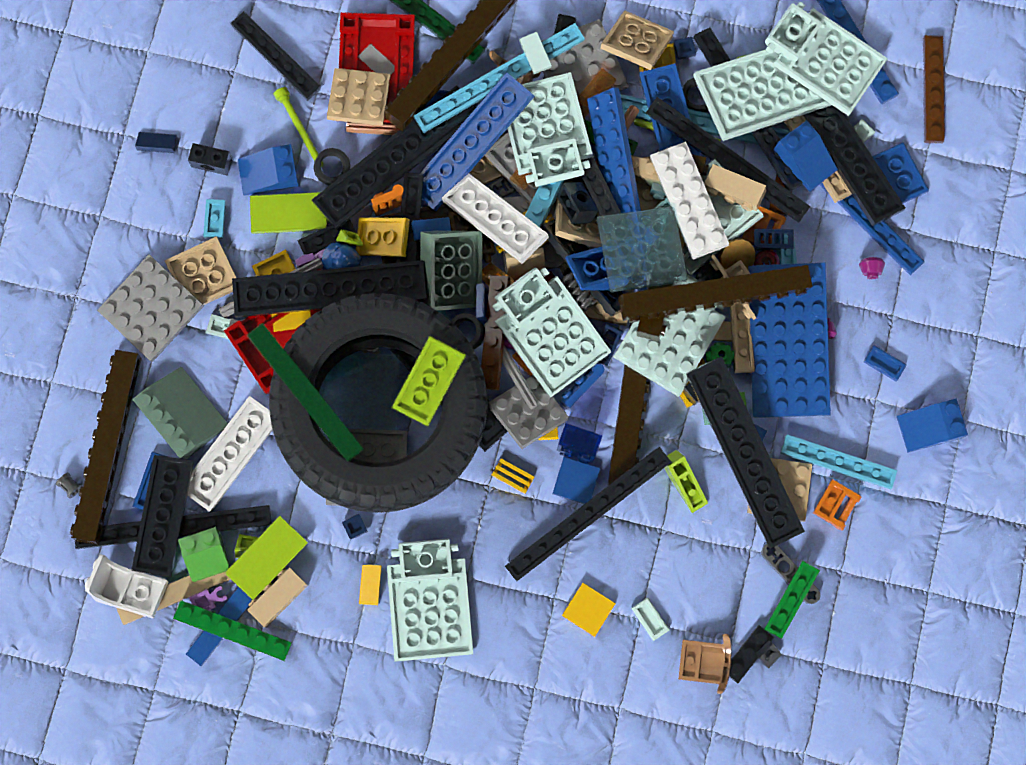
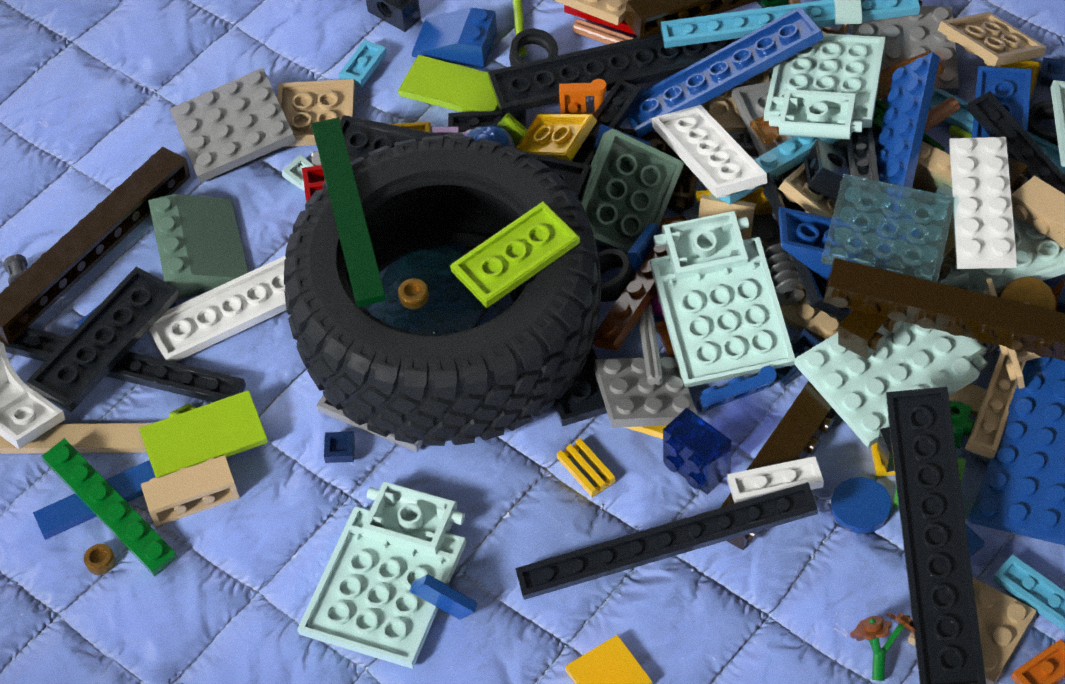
camera: 35 degrees right, 25 degrees down
(204, 554) = (128, 400): bright green slope -> none
(207, 599) = (101, 457): medium lavender plate -> none
(244, 665) = (99, 559): none -> pearl gold tile
(370, 585) = (321, 526): yellow slope -> none
(377, 435) = (413, 293): none -> pearl gold tile
(472, 606) = (443, 596): none -> blue tile
(576, 481) = (670, 500): blue tile -> none
(636, 447) = (773, 478): none -> white plate
(685, 481) = (830, 560): lime slope -> none
(686, 433) = (860, 505): none -> blue tile
(733, 523) = (874, 628): none -> plant

